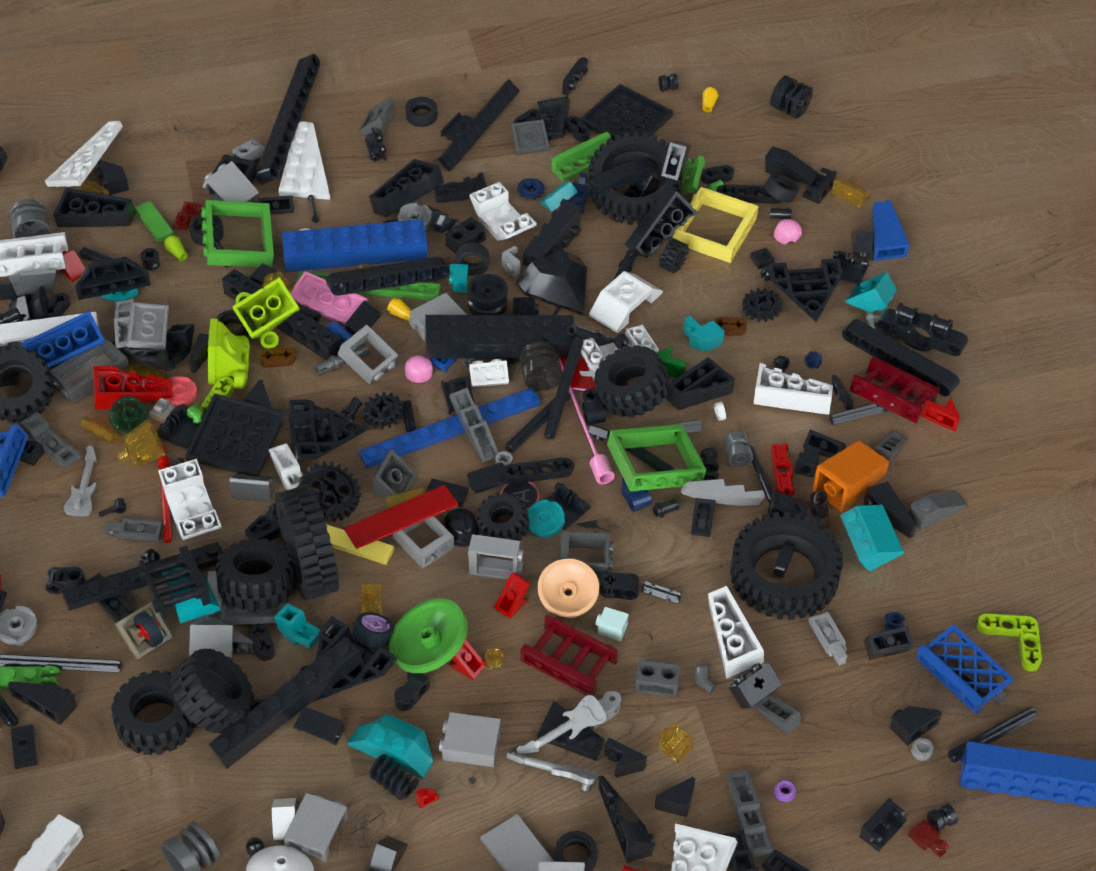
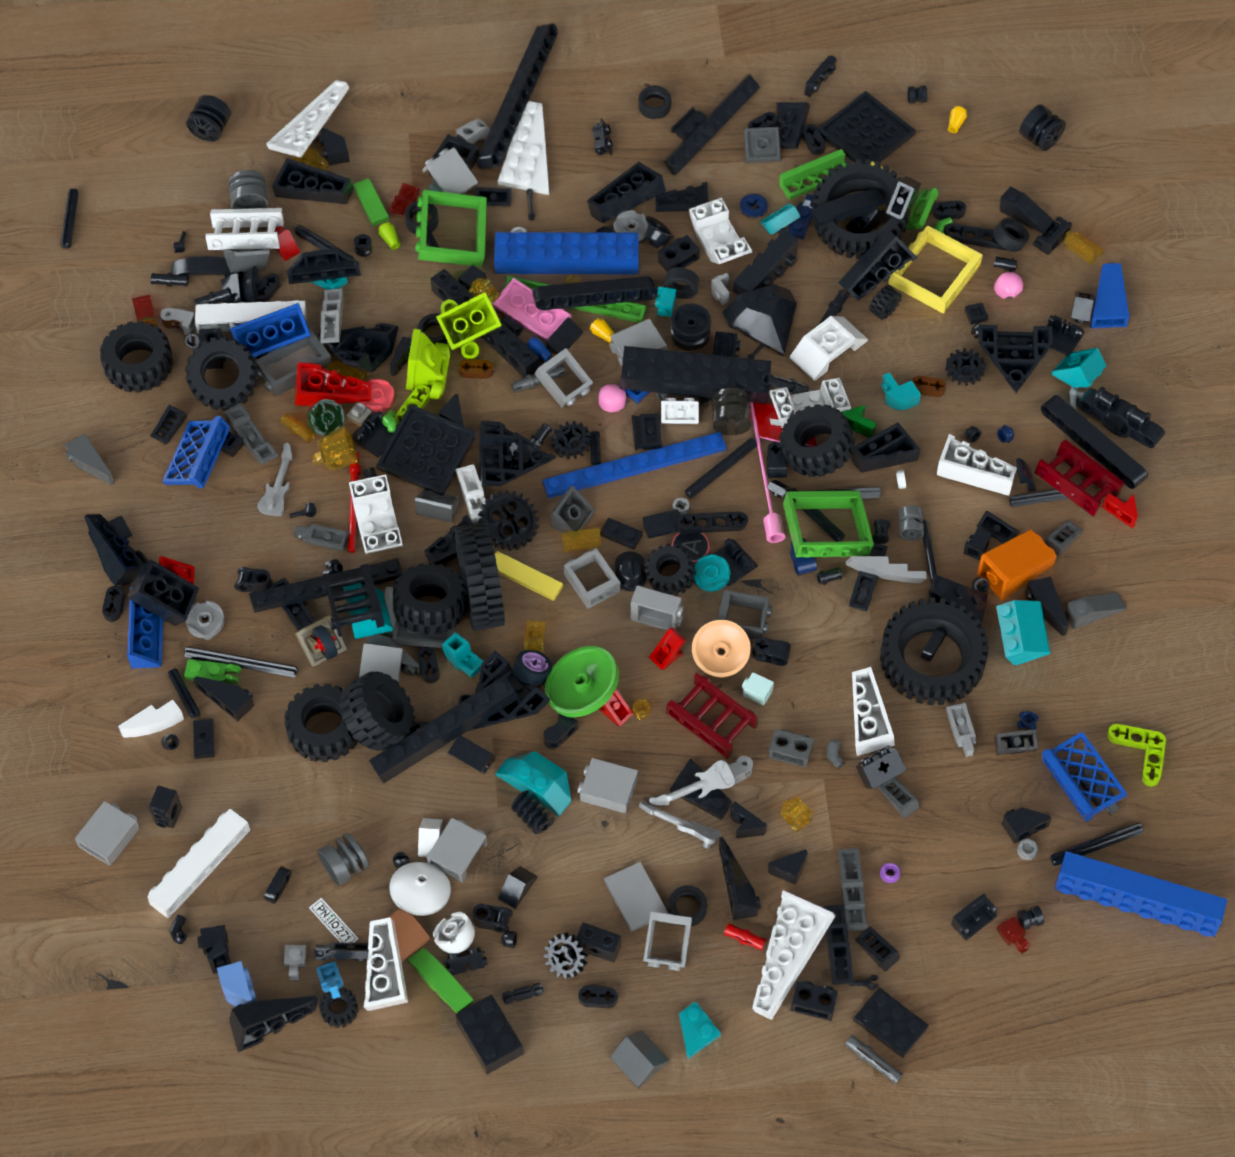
camera: 10 degrees right, 10 degrees up
(148, 326) = (353, 324): light grey tile -> none
(379, 118) = (609, 106): dark grey slope -> none
(400, 516) = (573, 555): red window -> none
(426, 796) = (560, 834): red tile -> none
(473, 425) = (657, 467): dark grey slope -> none
(563, 389) = (749, 438): black axle -> none
(621, 341) = (815, 393): black hinge -> none
(661, 591) = (810, 661): axle -> none
(780, 459) = (951, 560): red piece -> none

